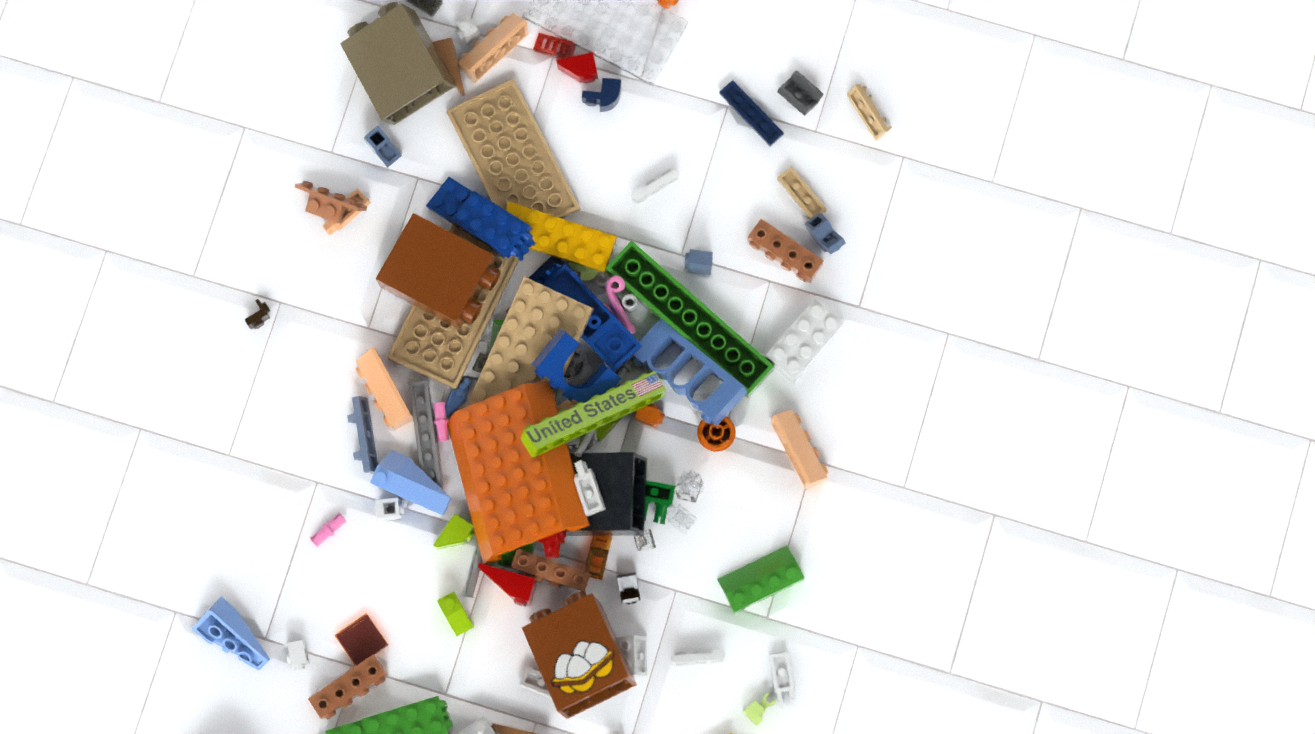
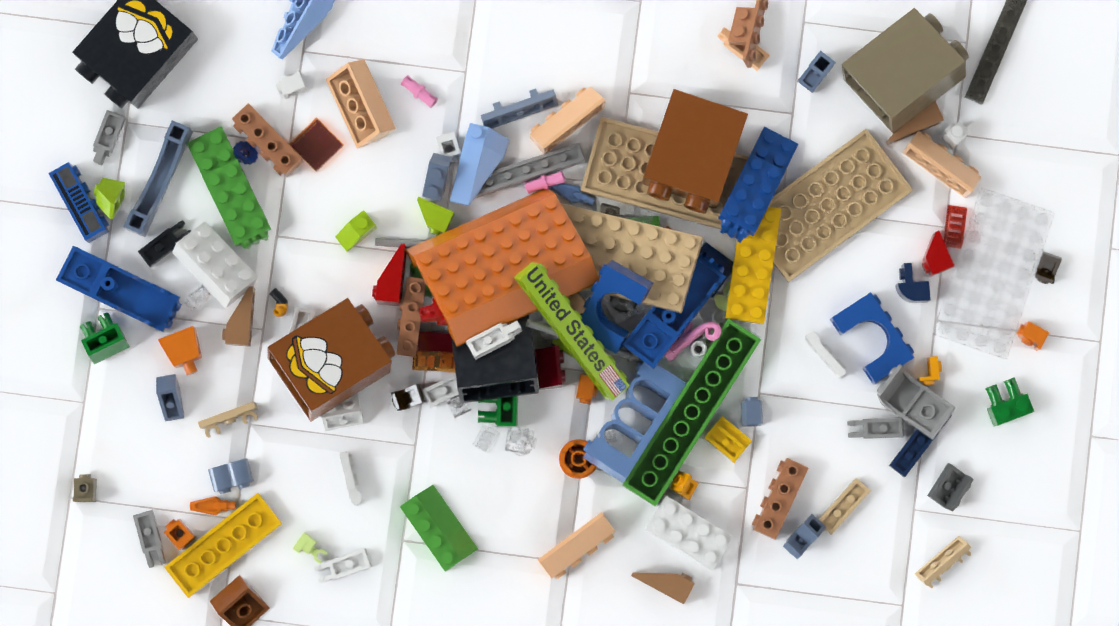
camera: 75 degrees right, 5 degrees up
(329, 589) = (360, 103): none -> light nougat slope
(356, 711) = (245, 153): none -> clear blue piece
(417, 523) = (437, 176): none -> sand blue brick
(513, 699) = (281, 303): none -> arm
(579, 552) = (435, 342): none -> dark red slope
(623, 441) = (549, 367): none -> dark red slope
(627, 554) = (441, 391): none -> white hinge
(664, 120) = (869, 310): none -> blue arch
(684, 88) = (934, 367): none -> light orange bracket
(716, 110) = (914, 402): none -> light grey bracket
(720, 290) = (728, 439): none -> yellow plate
(733, 149) = (878, 428): none -> light grey hinge
(737, 29) = (1005, 411): none -> green brick
(758, 337) = (684, 485): none -> light orange bracket
(851, 365) = (672, 585): none -> medium nougat slope

